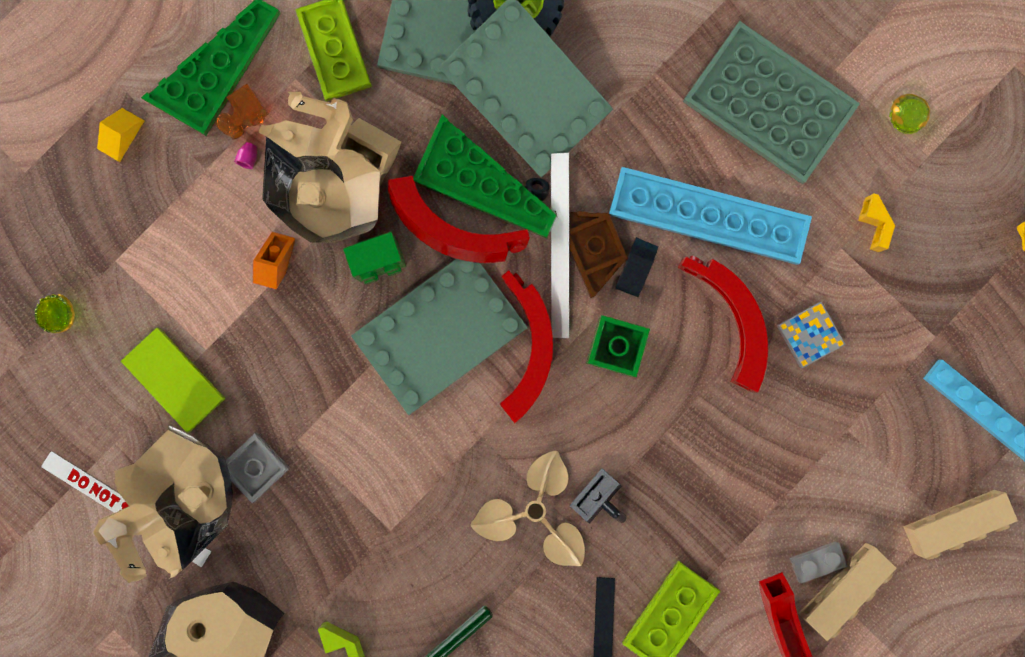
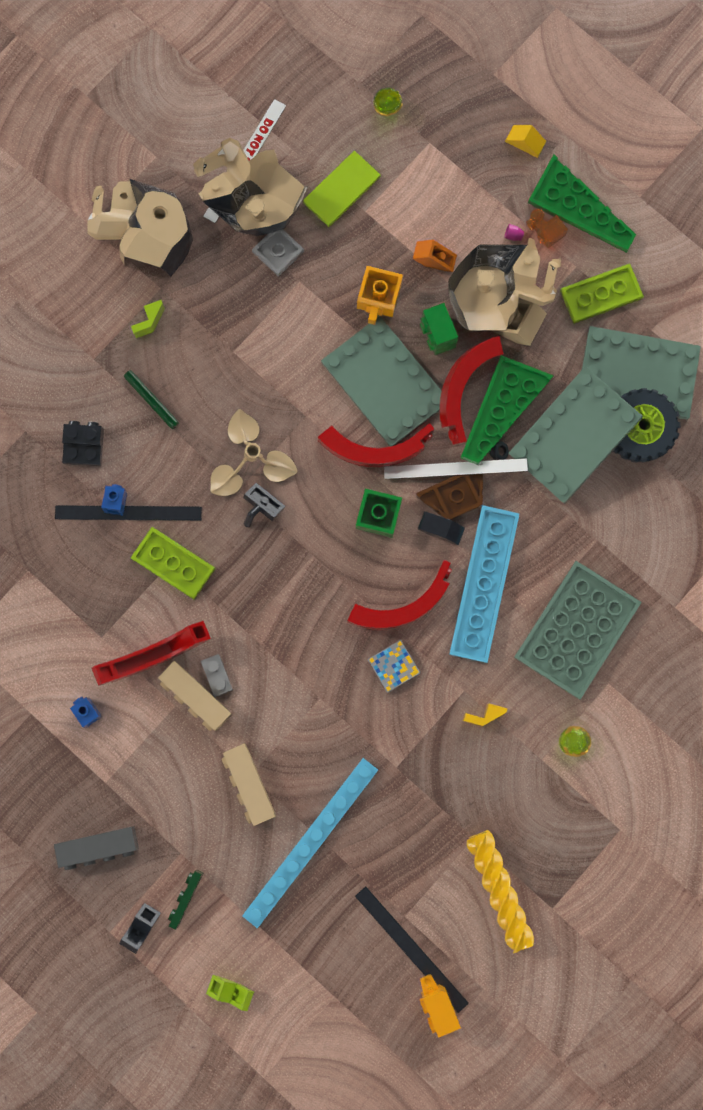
camera: 90 degrees right, 5 degrees down
(321, 335) = (379, 292): none -> light orange hinge

